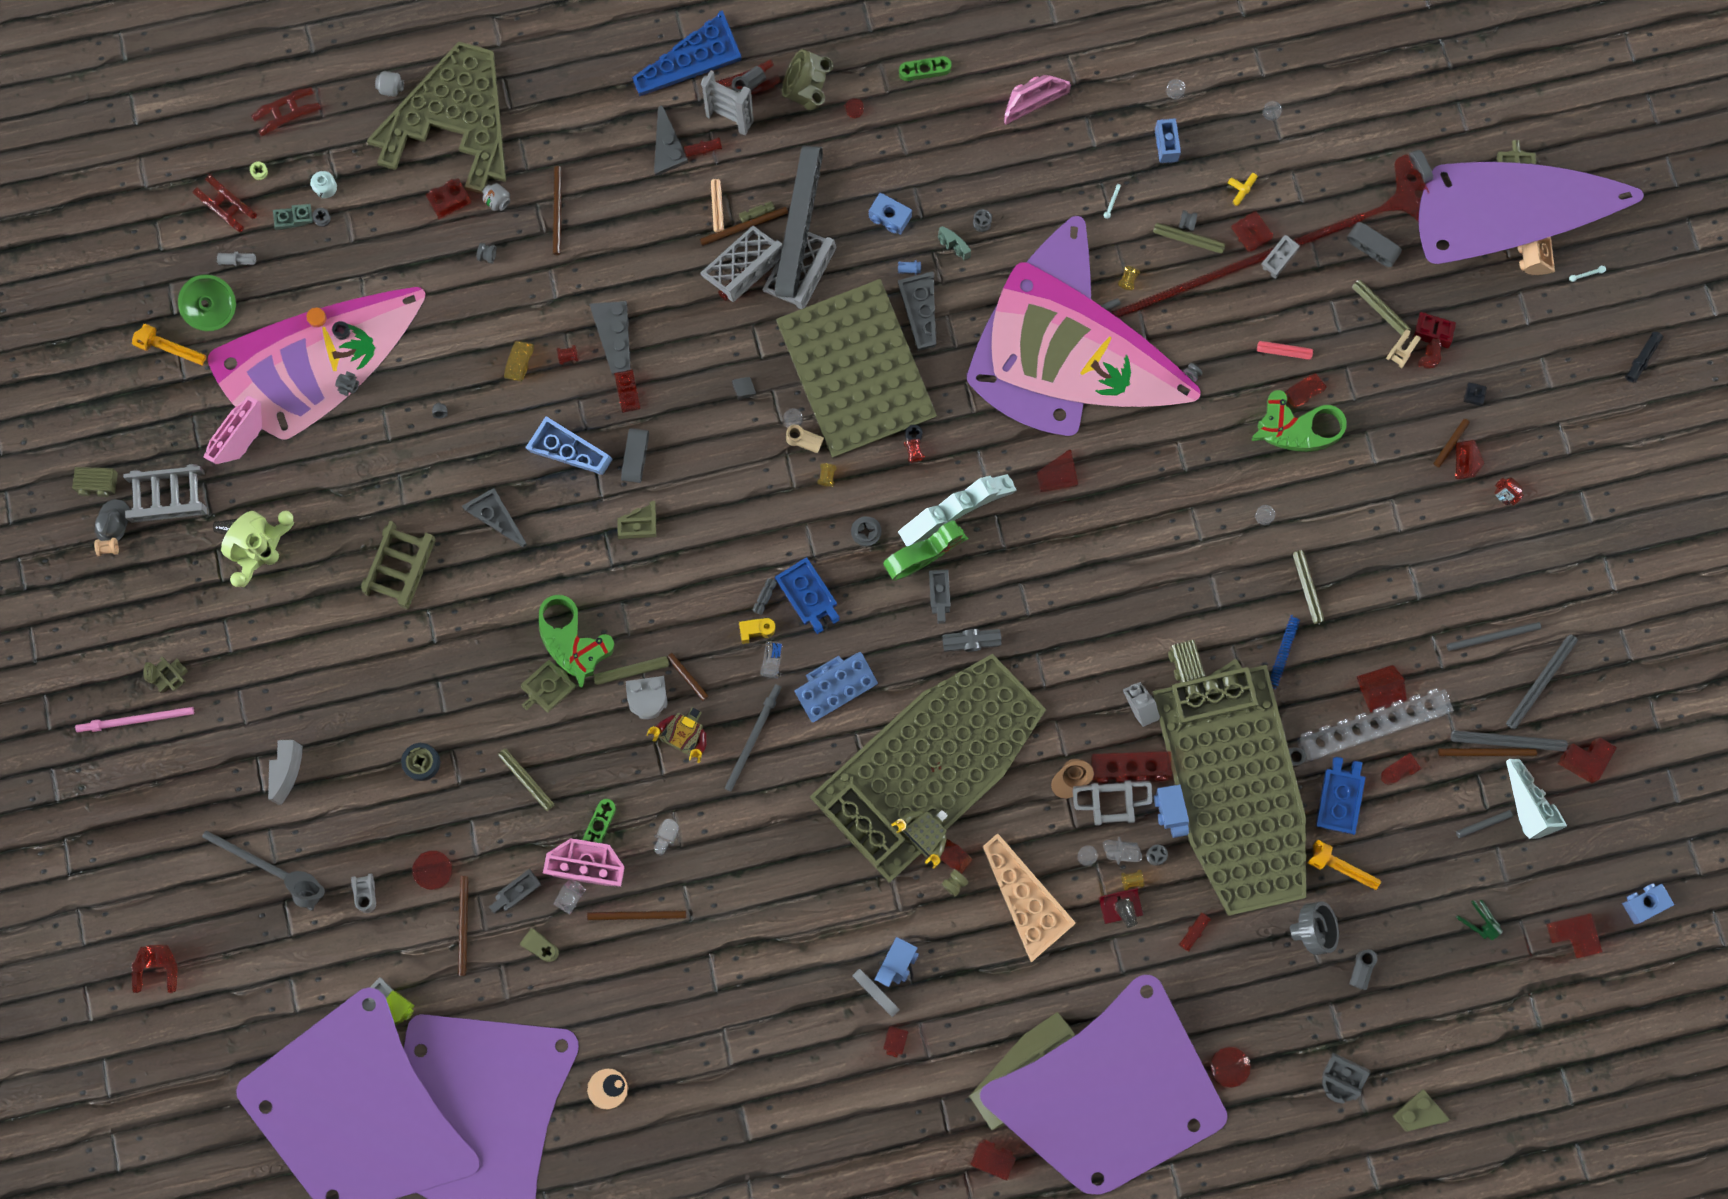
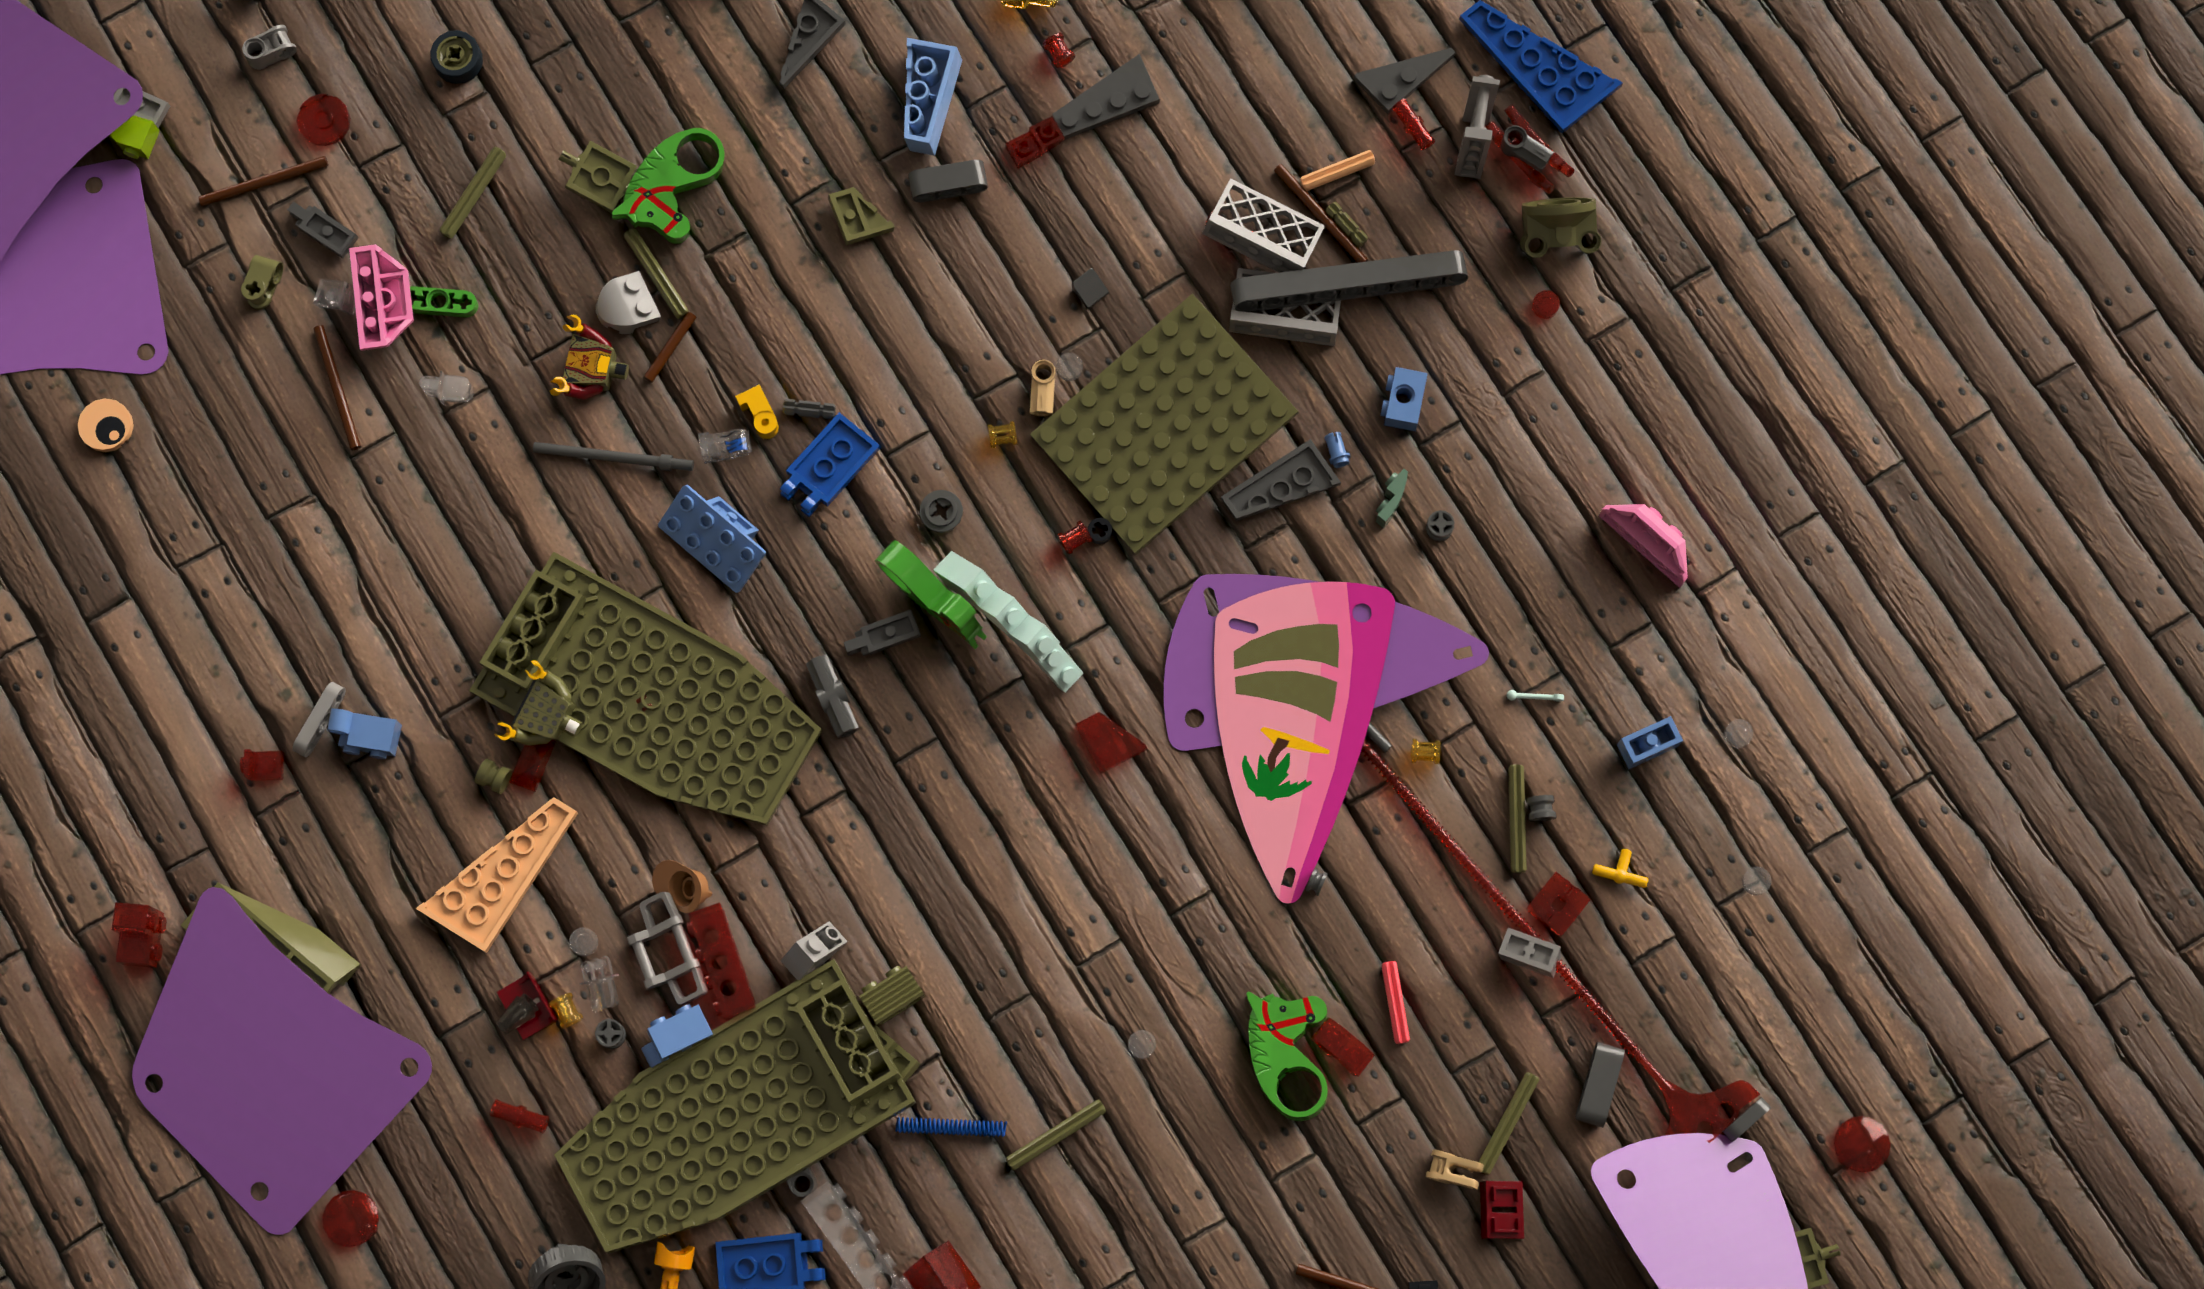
camera: 75 degrees right, 0 degrees up
(921, 75) = (1655, 392): bright green beam -> none
(1433, 355) = (1464, 1214): clear red bracket -> none
(1454, 106) = (1862, 1144): none -> clear red dish

